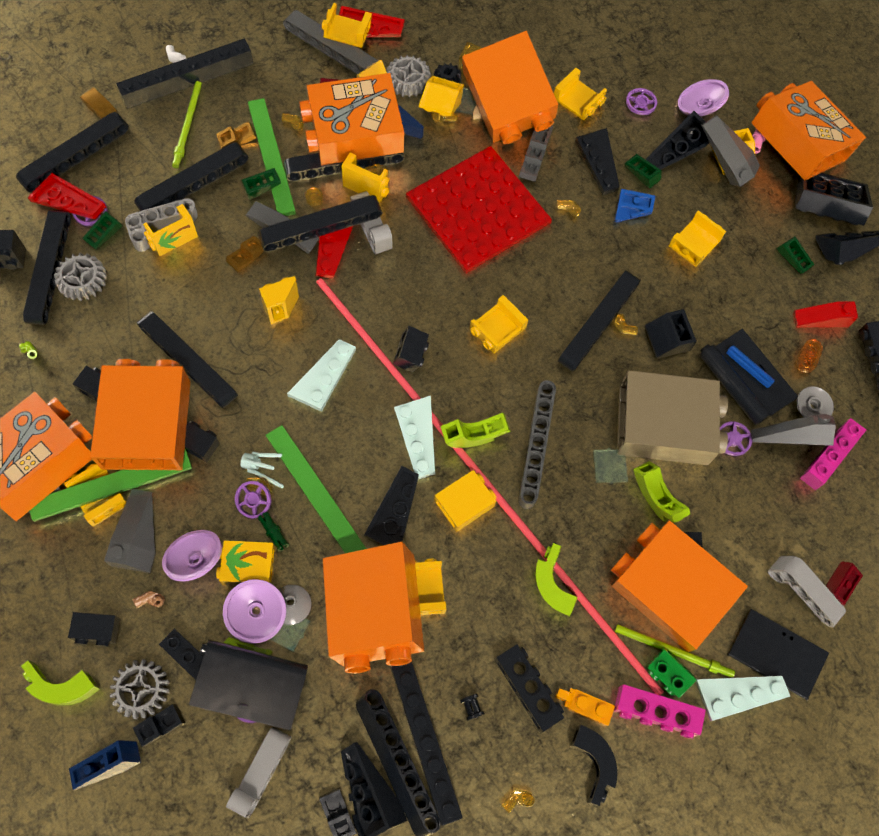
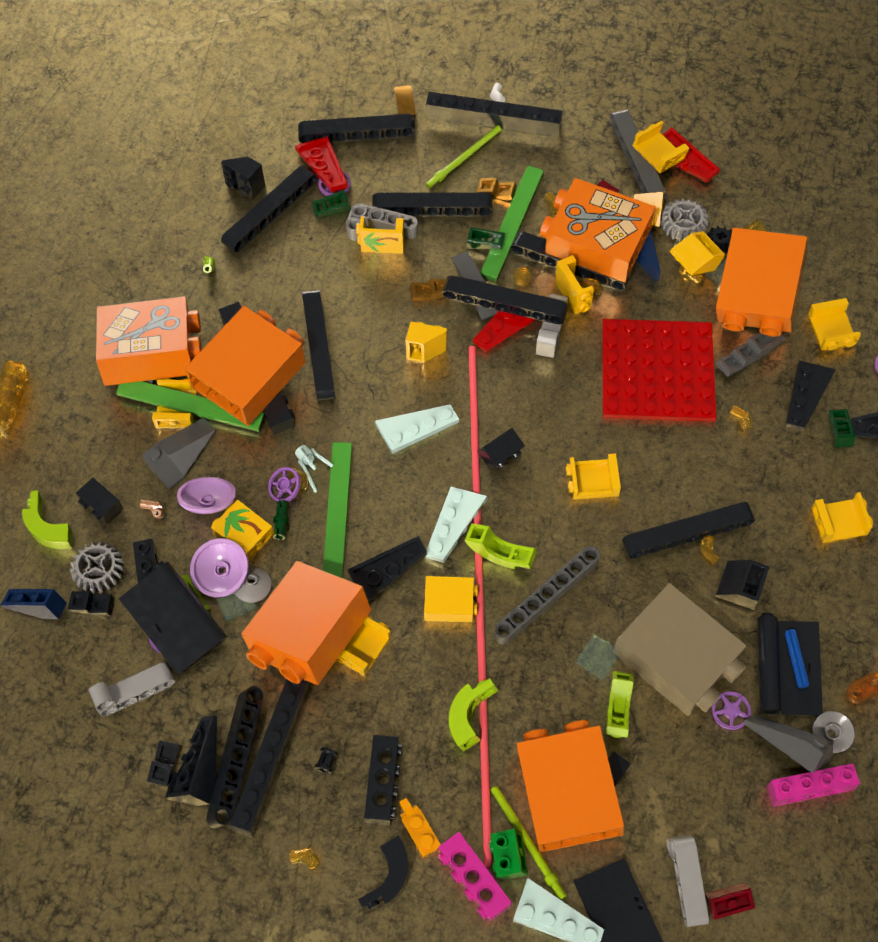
camera: 45 degrees right, 5 degrees down
(92, 276) = (284, 226): light grey gear -> none
(633, 205) = (804, 452): blue wing -> none

